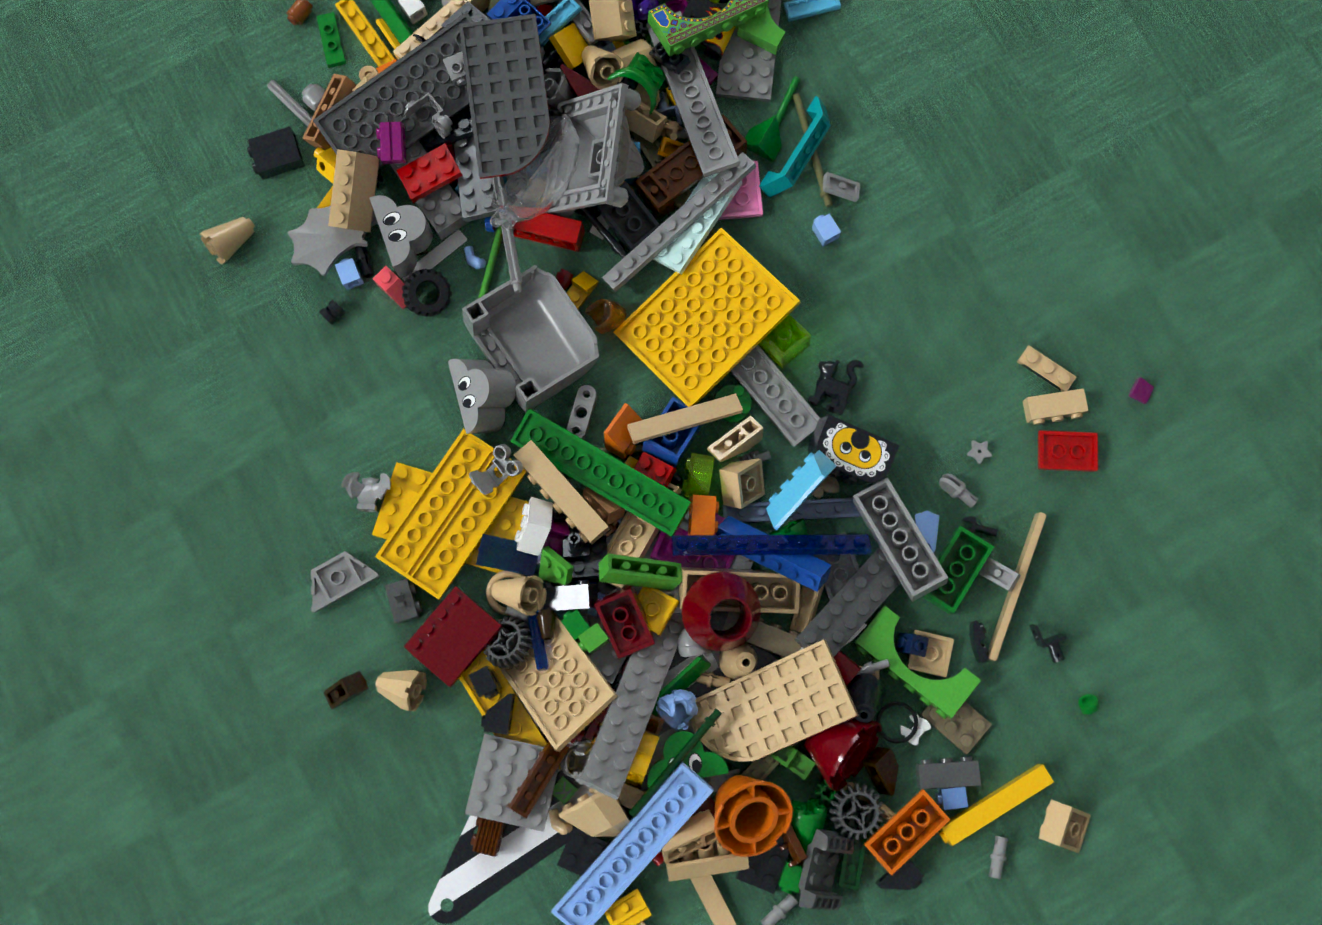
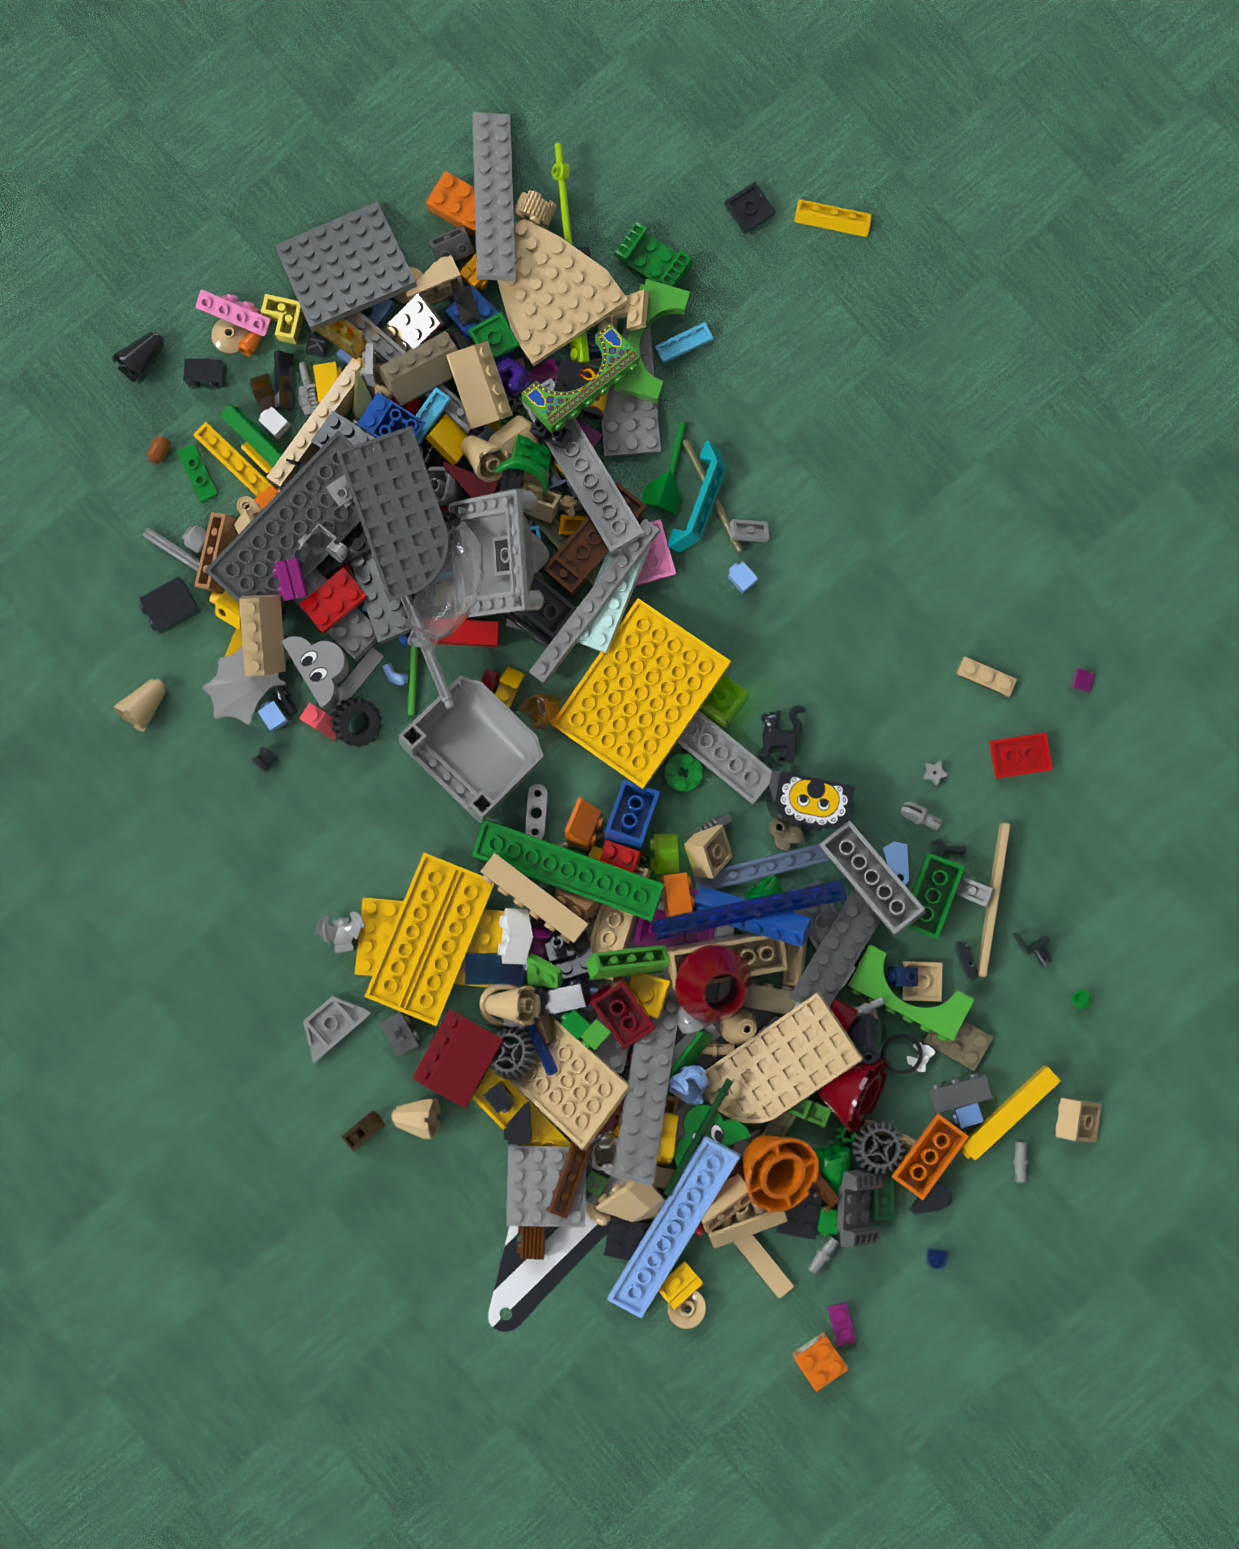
camera: 15 degrees left, 5 degrees up
(482, 394) = (434, 813): light grey brick -> none
(487, 480) = (459, 899): light grey piece -> none
(684, 418) = (640, 800): tan tile -> none
(737, 440) = (695, 811): tan slope -> none
(798, 490) = (765, 849): medium azure slope -> none
(882, 770) = (896, 1102): dark brown slope -> none
(1055, 406) = (1001, 714): tan brick -> none

